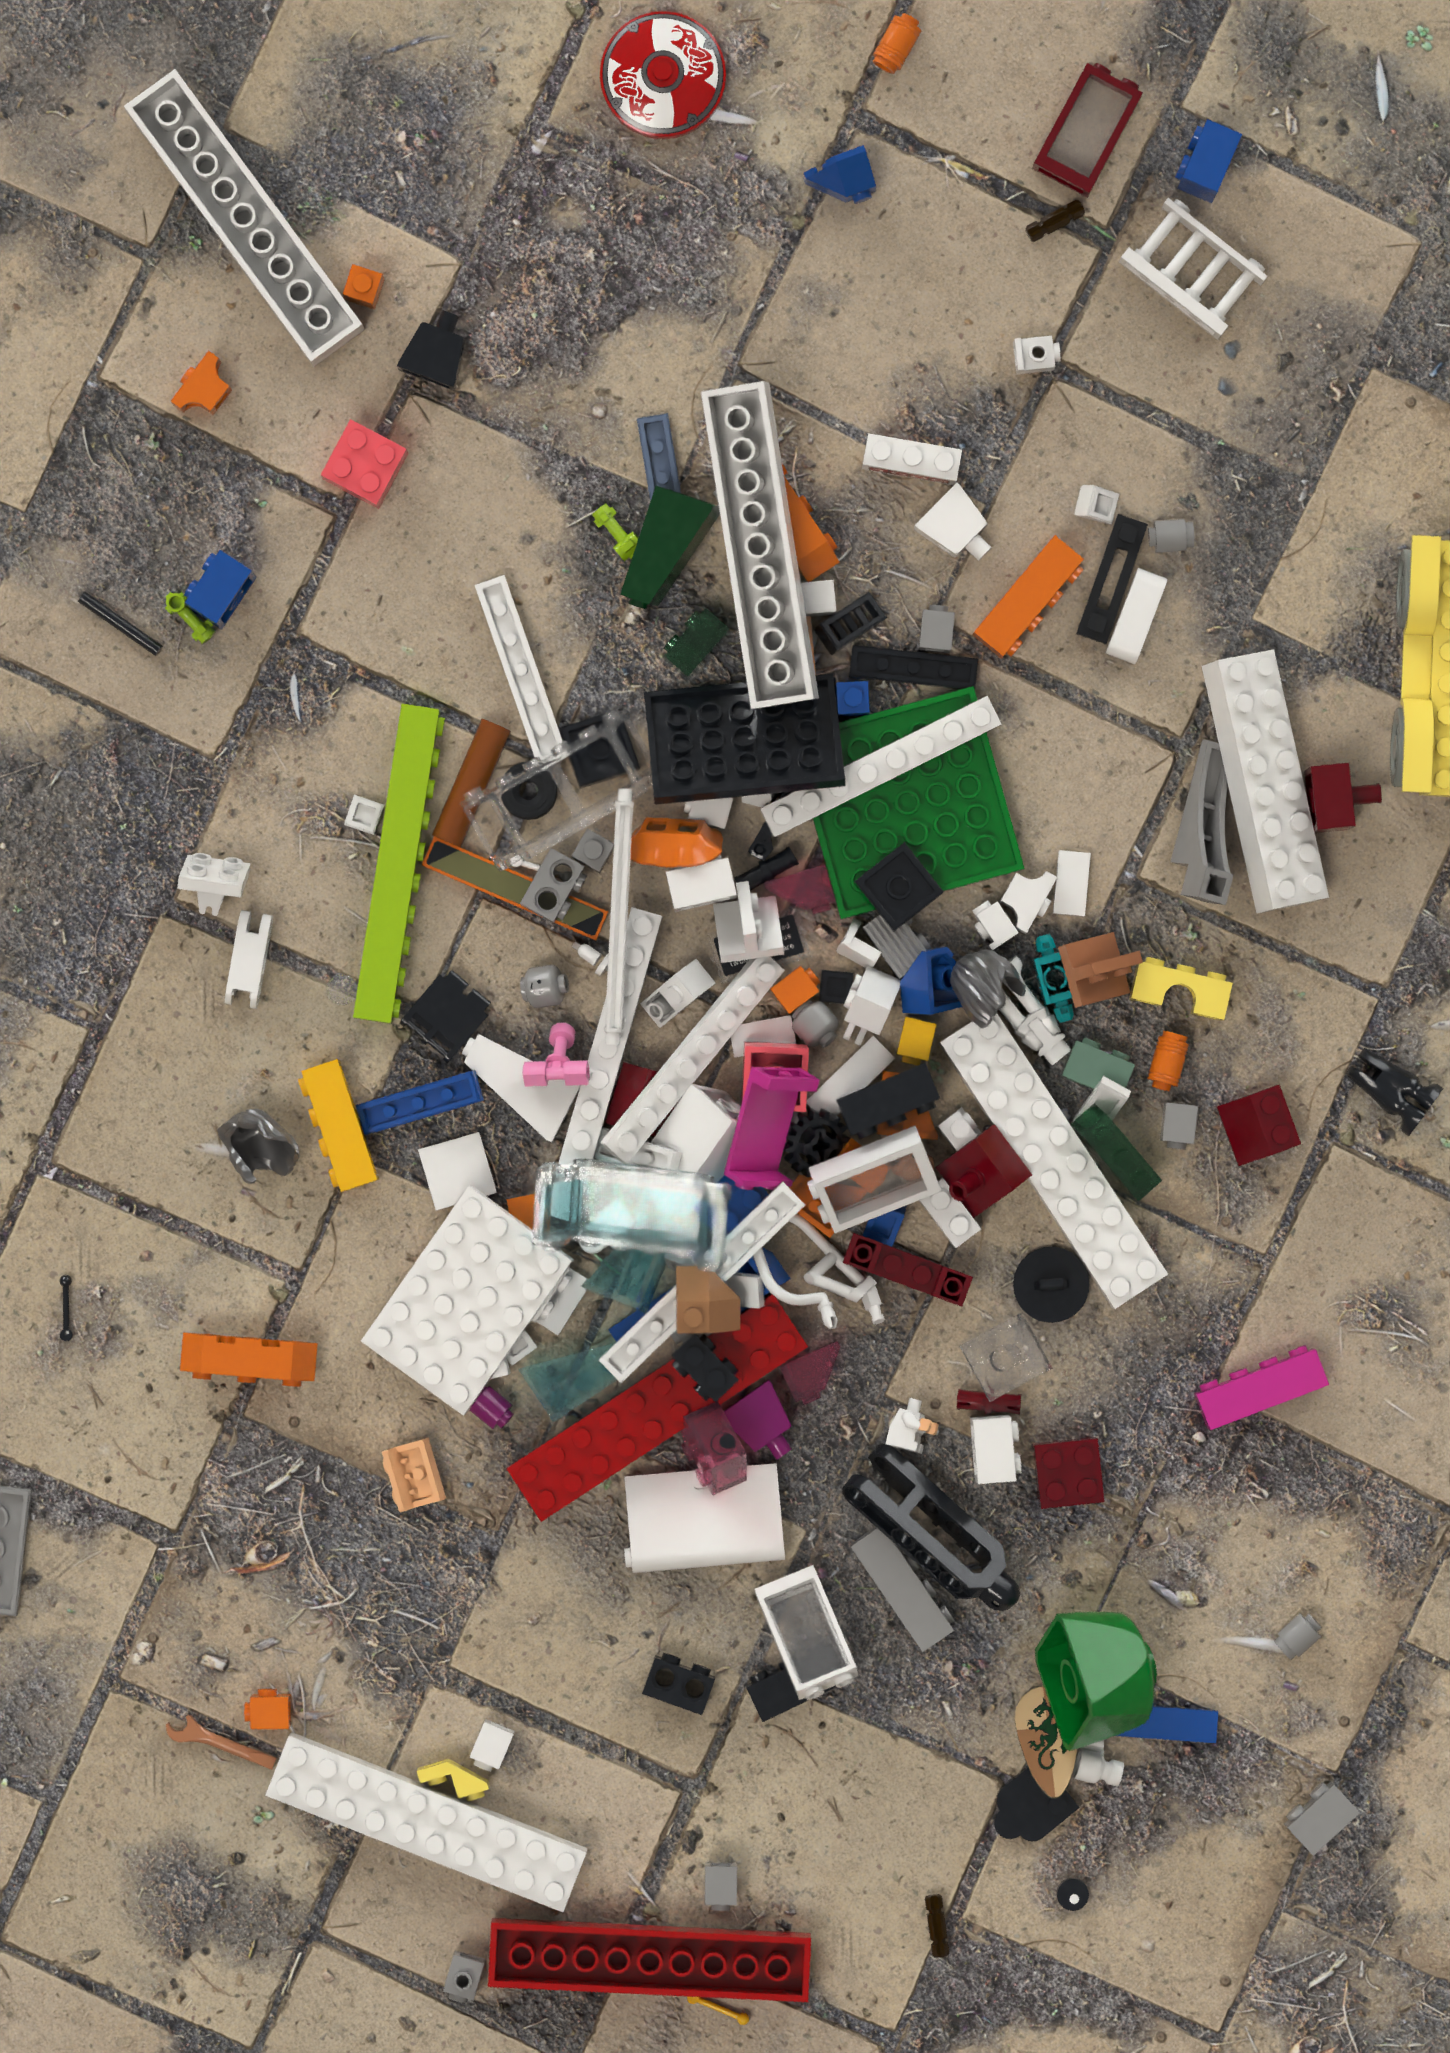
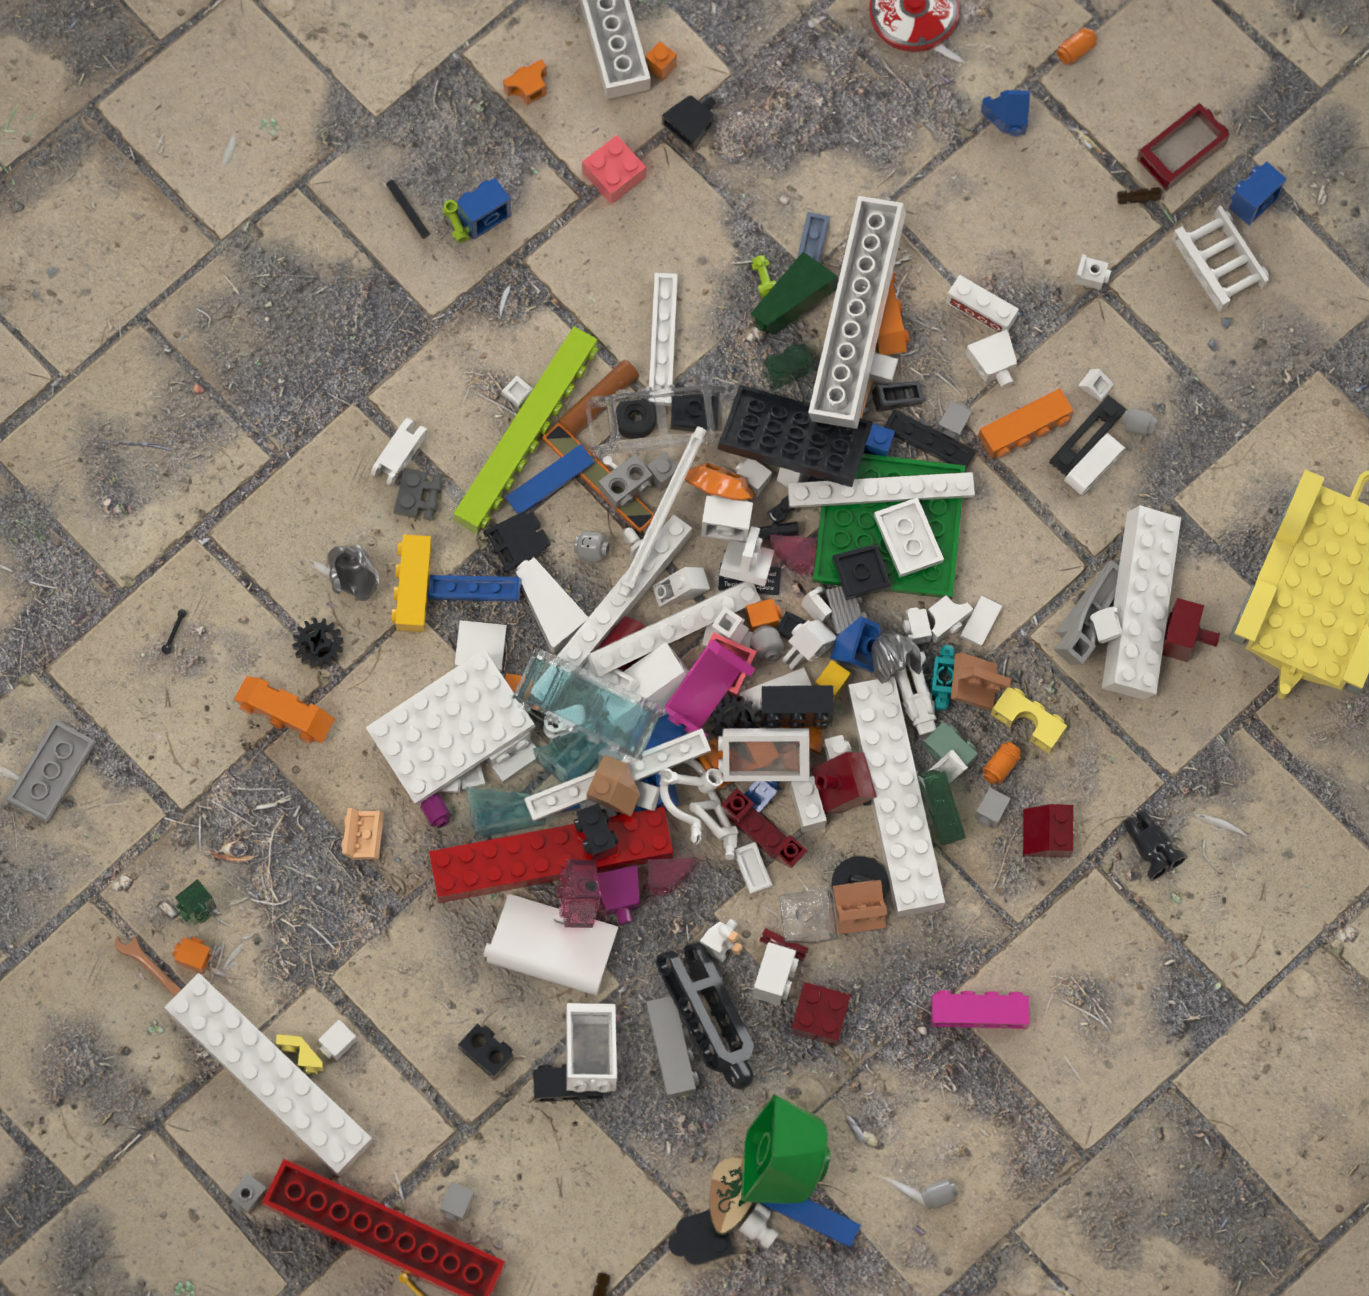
camera: 25 degrees right, 15 degrees down
(213, 879) = (397, 390): white plate -> none
(236, 1255) = (309, 640): none -> black gear
(246, 1650) = (195, 903): none -> clear green brick
(285, 1004) = (411, 492): none -> dark grey plate
(455, 919) = (550, 479): none -> blue tile
(557, 1065) = (580, 595): bright pink bar -> none
(762, 1025) = (730, 625): none -> white brick
(816, 1239) = (709, 781): none -> white brick
(911, 1319) = (752, 868): none -> white tile
(940, 816) = (908, 537): none -> white plate
(1063, 1318) = (859, 906): none -> nougat bracket
(1235, 836) = (1107, 624): none -> white tile

